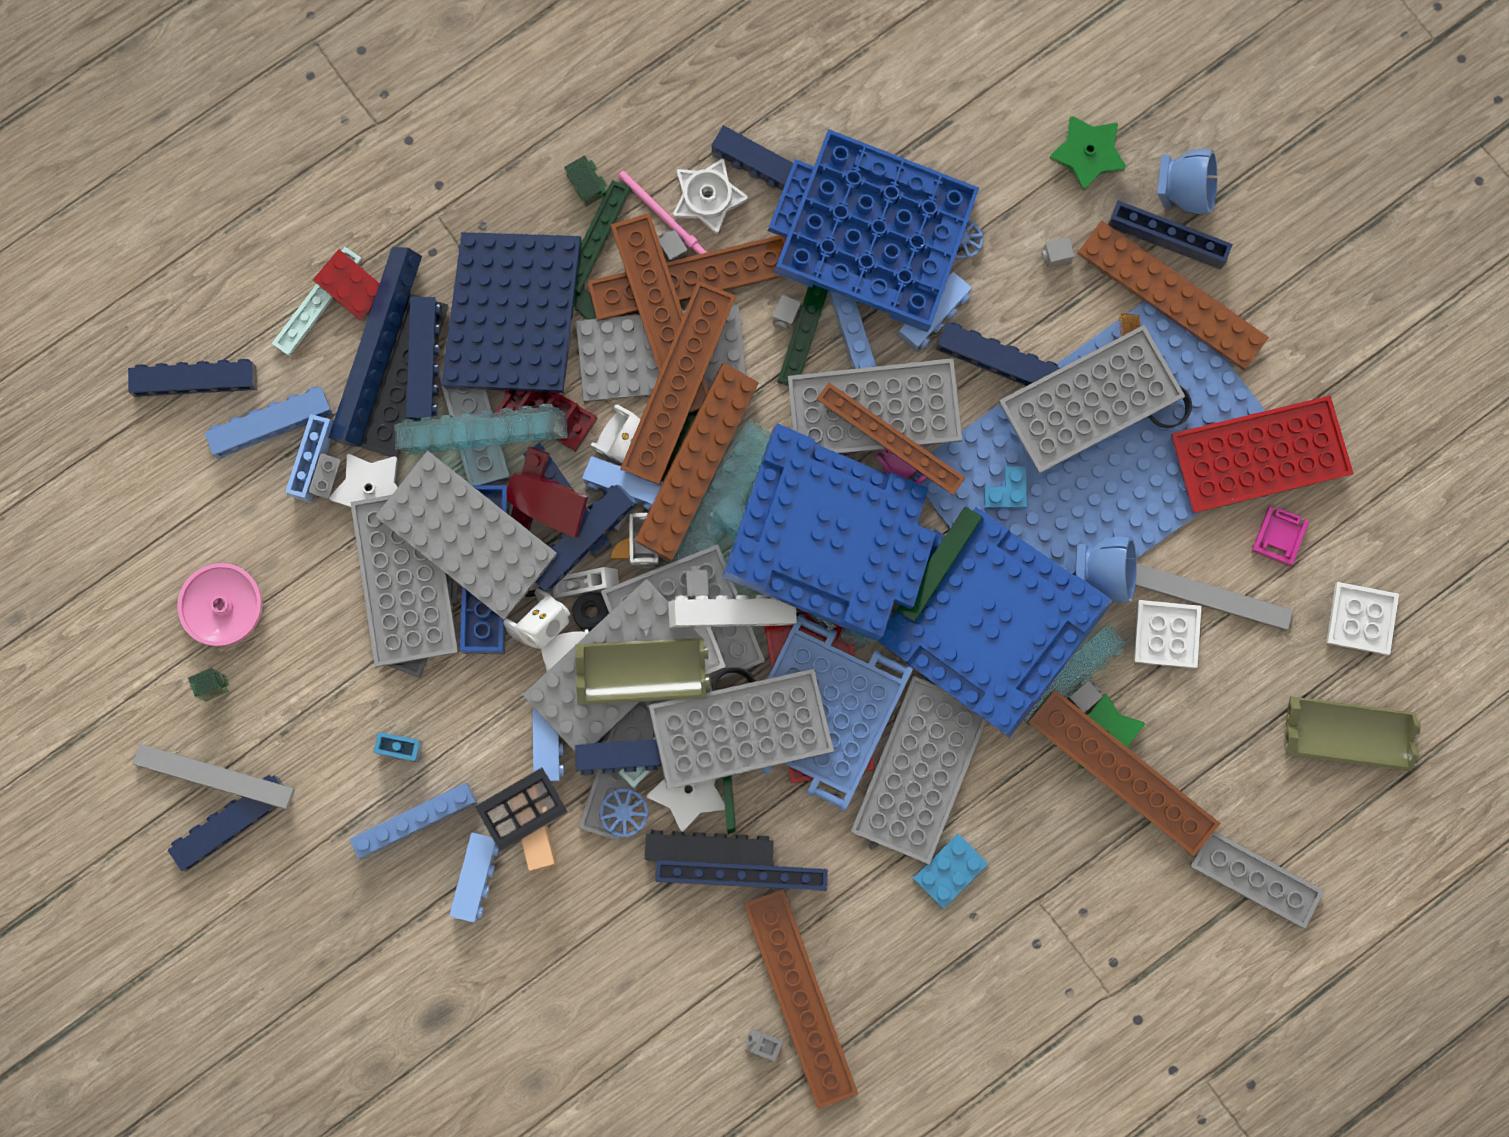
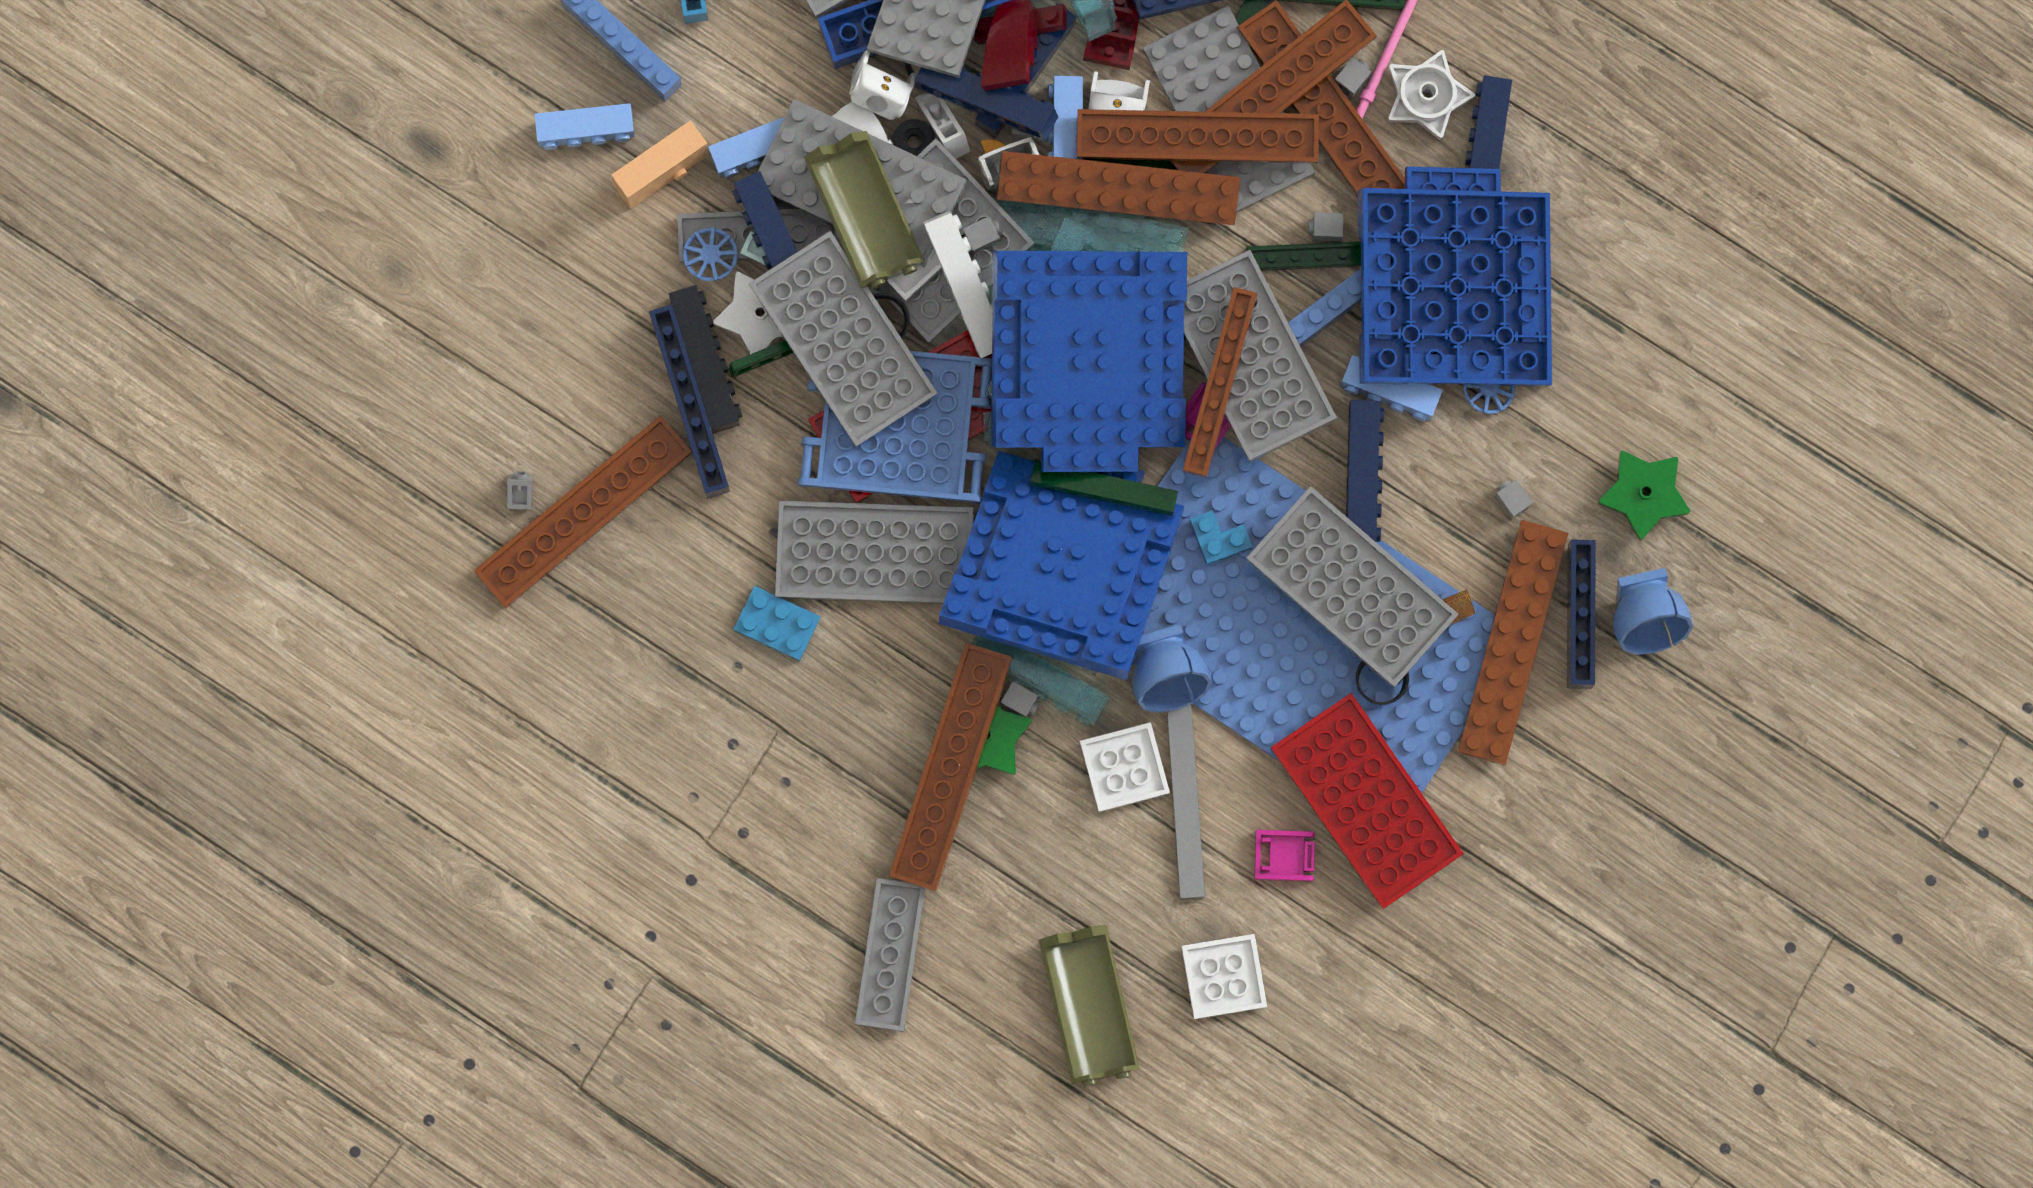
camera: 65 degrees right, 0 degrees up
(521, 809) = (672, 141): black piece -> none

